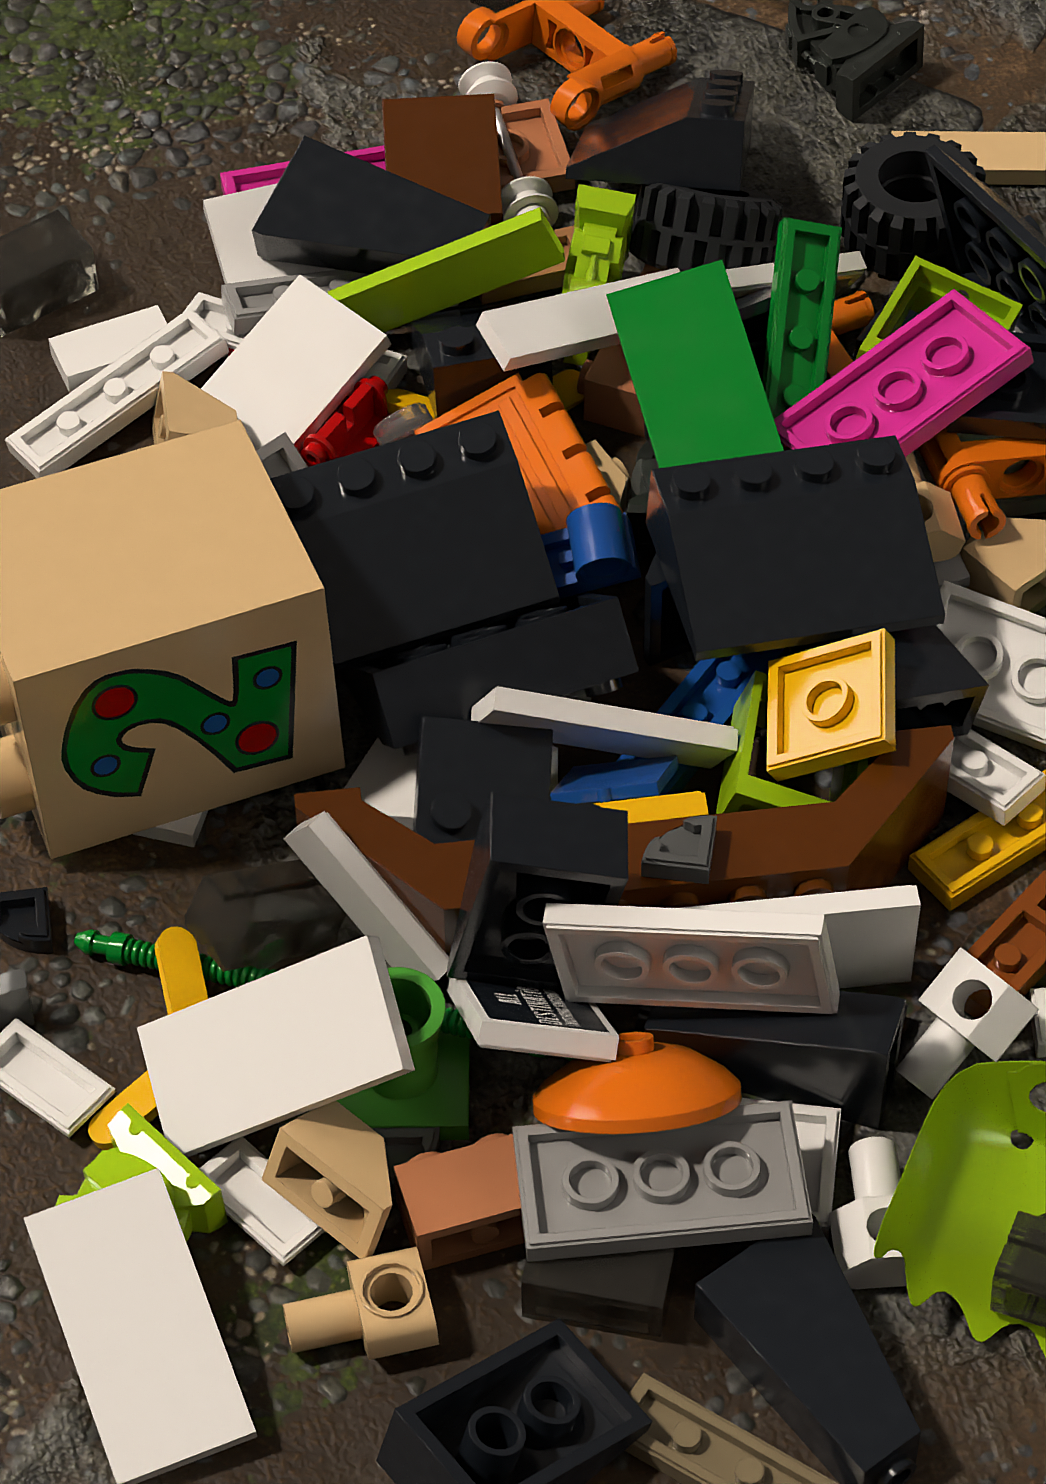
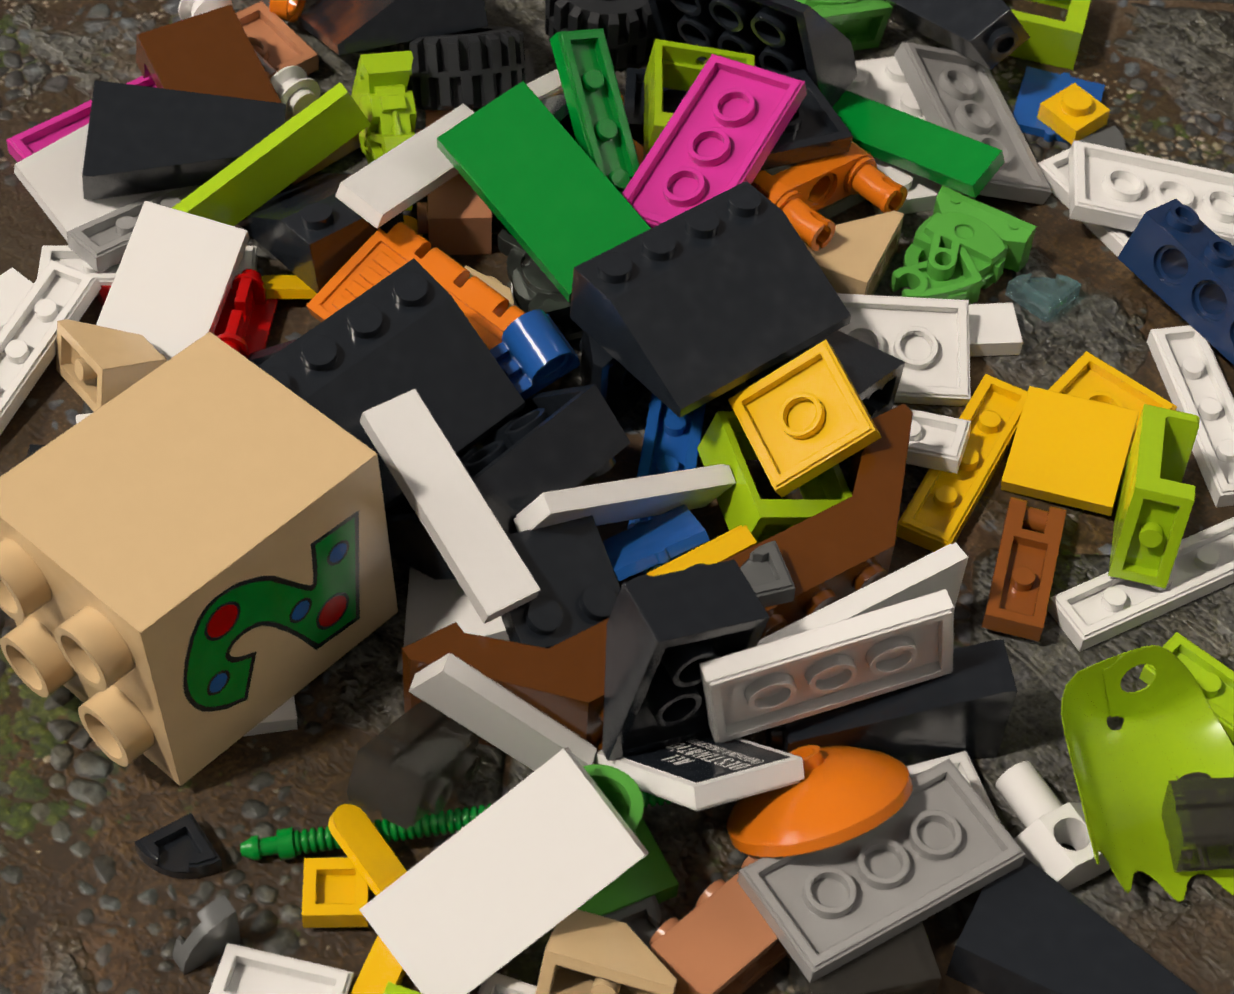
camera: 30 degrees left, 0 degrees up
(128, 1004) = (333, 894): none -> yellow plate
(399, 669) = (449, 506): none -> white tile
(402, 423) = (290, 305): clear tile -> none
(951, 1034) = (1029, 654): white piece -> none

